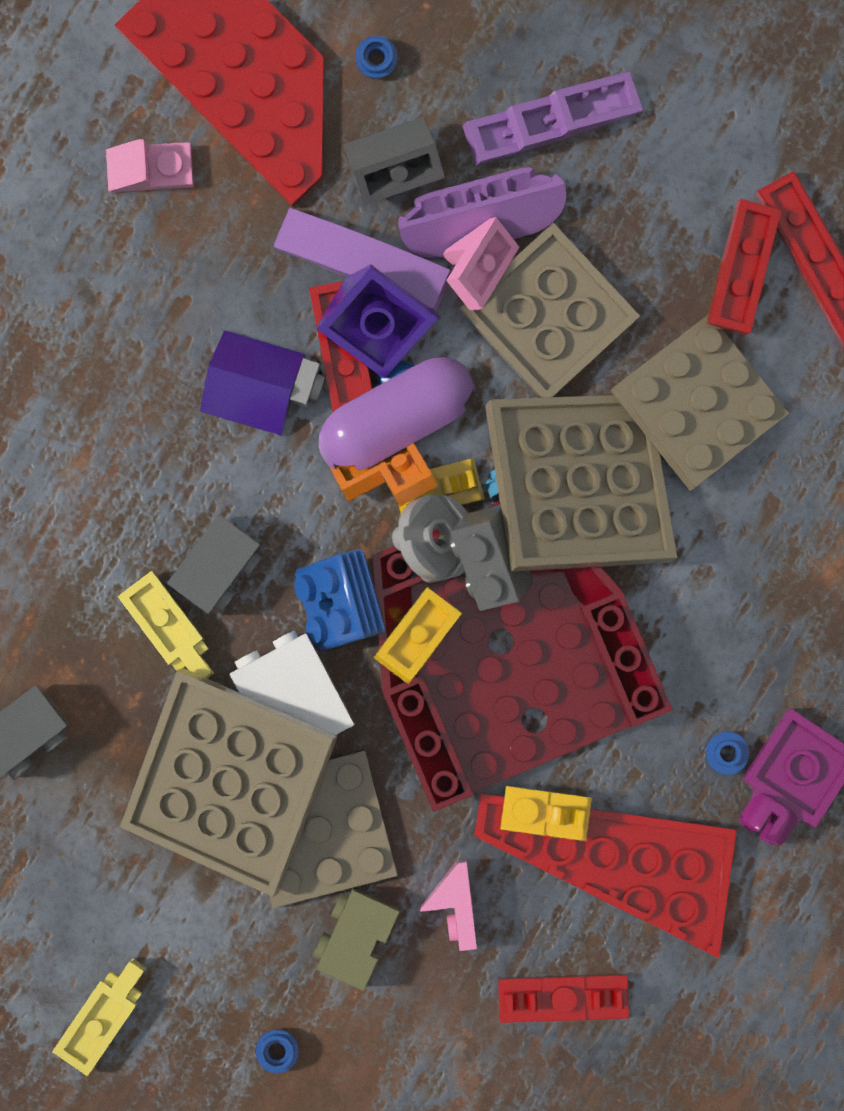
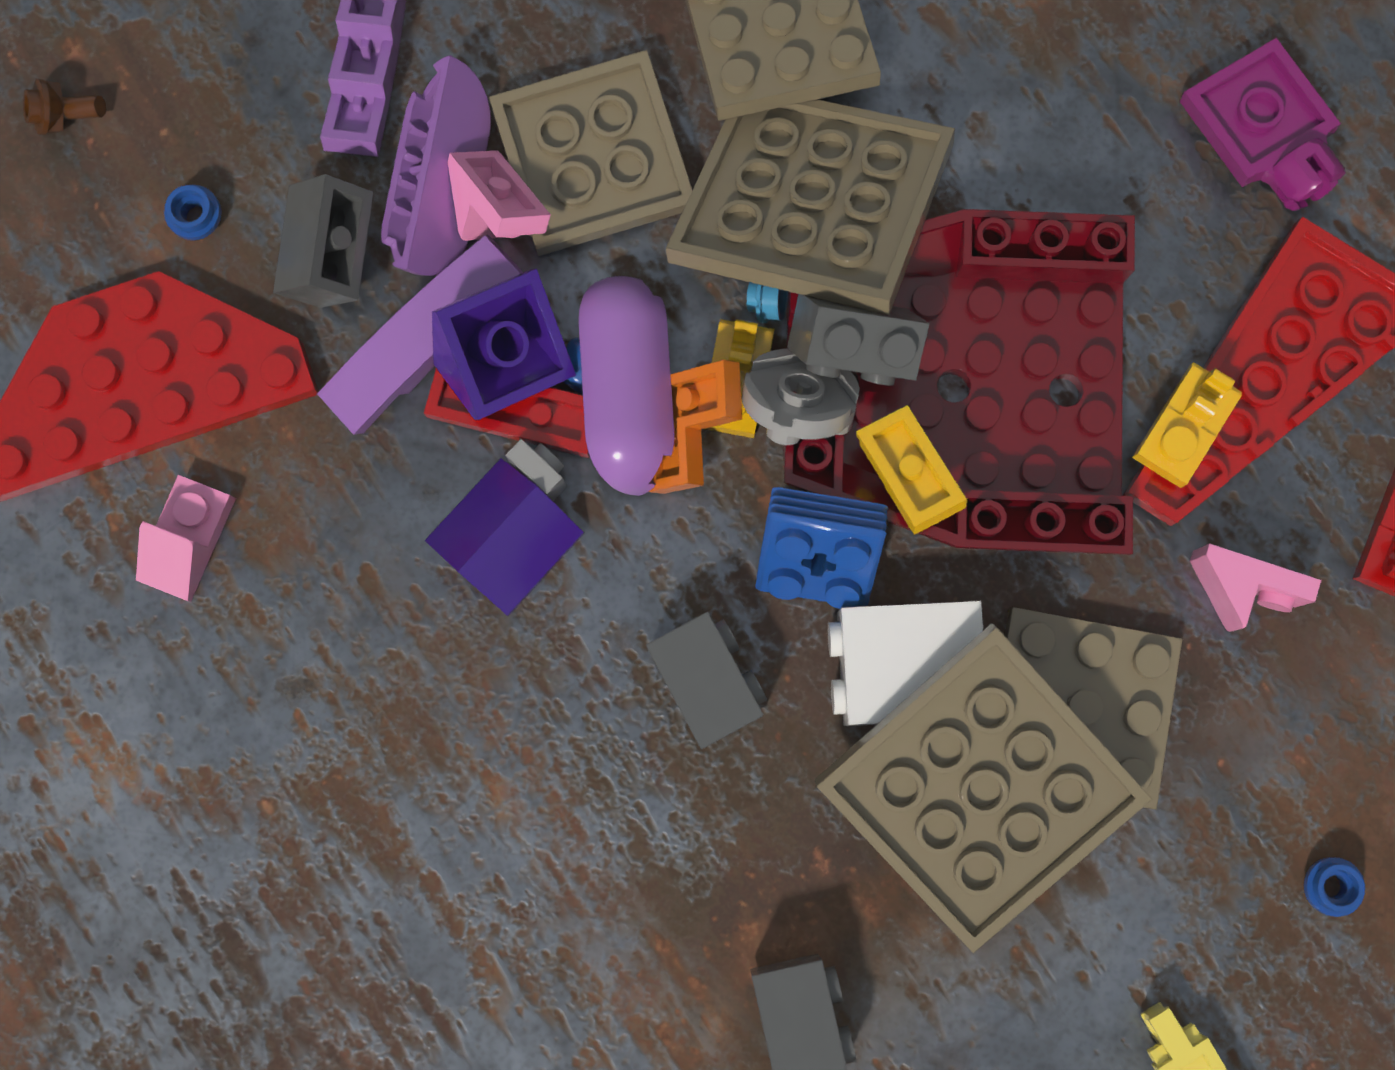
camera: 65 degrees left, 5 degrees down
(166, 625) = (749, 777): light yellow hinge -> none
(360, 923) = (1237, 725): olive brick -> none
(717, 743) = (1194, 201): blue plate -> none

